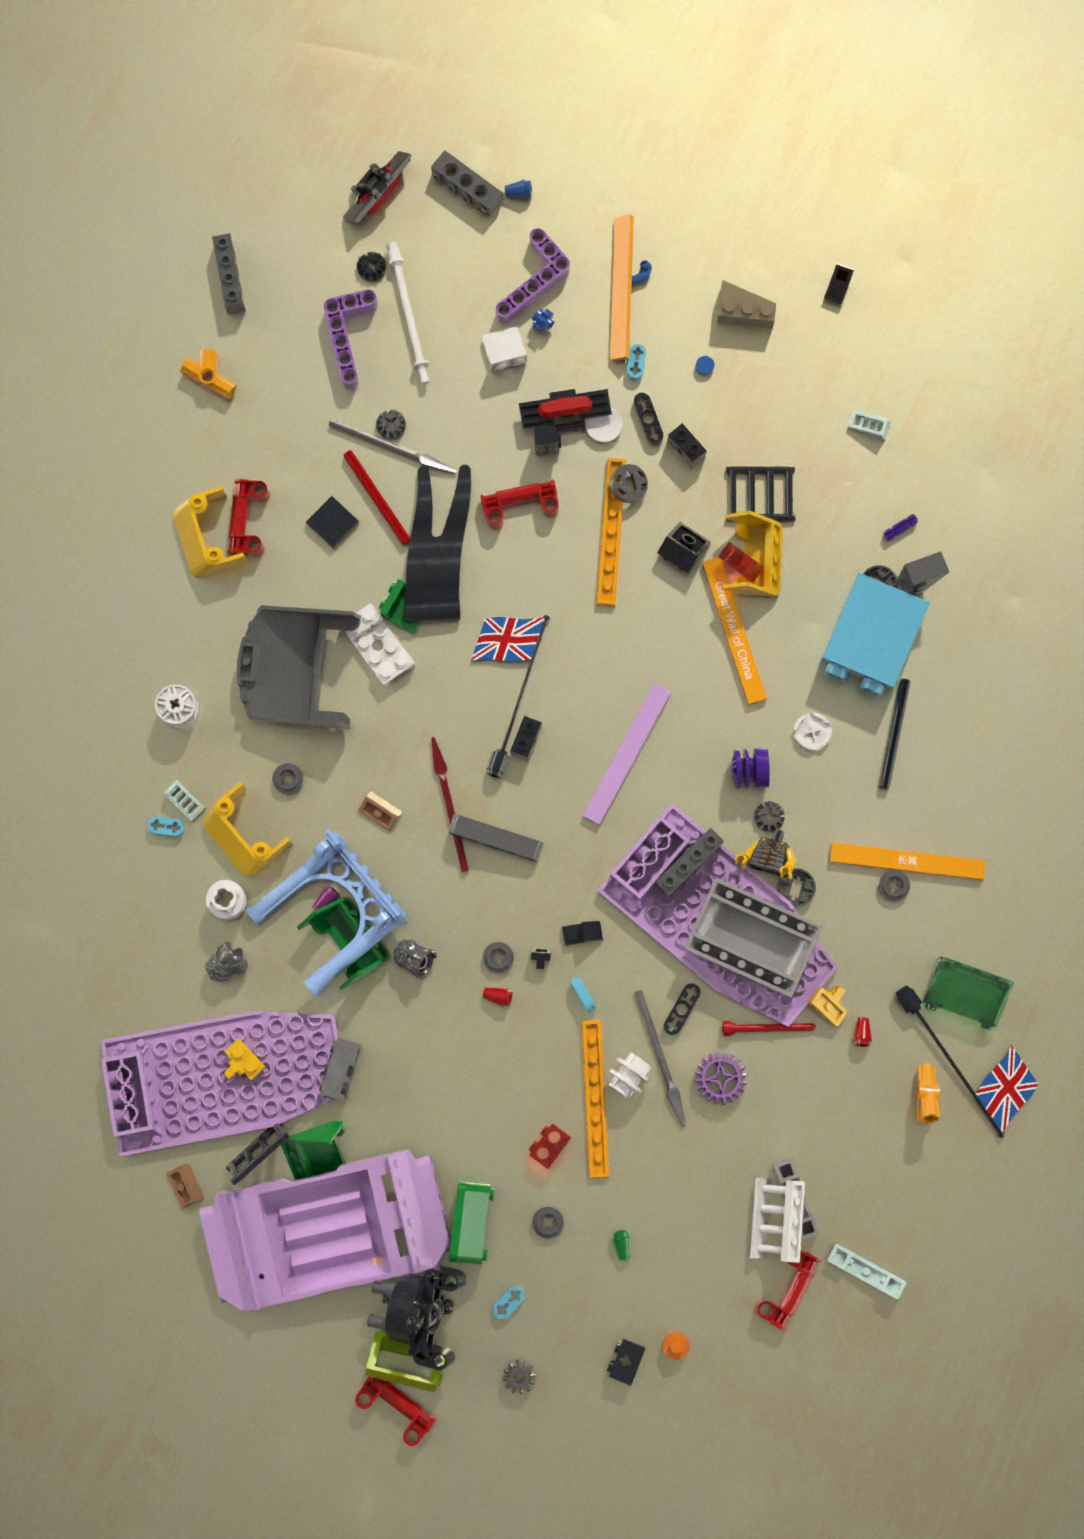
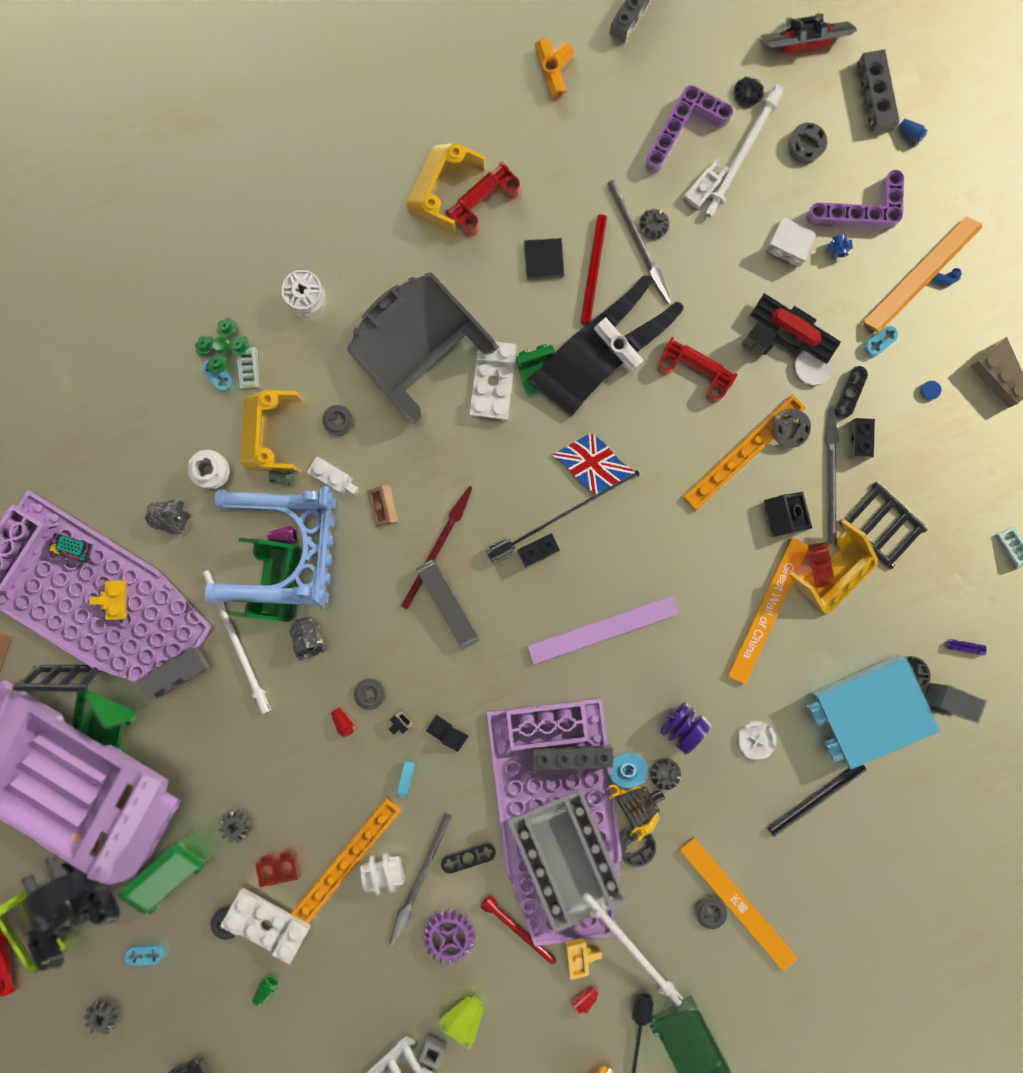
camera: 40 degrees right, 5 degrees up
(149, 800) = (221, 344): none -> green plant
(174, 1051) = (70, 547): none -> tile
(284, 859) = (281, 478): none -> sand green pin
(319, 823) = (332, 476): none -> white hinge
(403, 363) = (705, 185): none -> white hinge
(414, 1032) = (258, 693): none -> white bar
(450, 273) = (803, 149): none -> dark grey piece
(460, 537) = (609, 334): none -> white piece
(494, 1146) = (228, 829): none -> dark grey gear
(599, 1192) = (246, 918): none -> white piece
(666, 465) = (832, 439): none -> flat silver piece
(735, 833) = (629, 763): none -> medium azure dish
(786, 1128) = (463, 1020): none -> lime cone
(911, 967) = (666, 987): none -> white bar

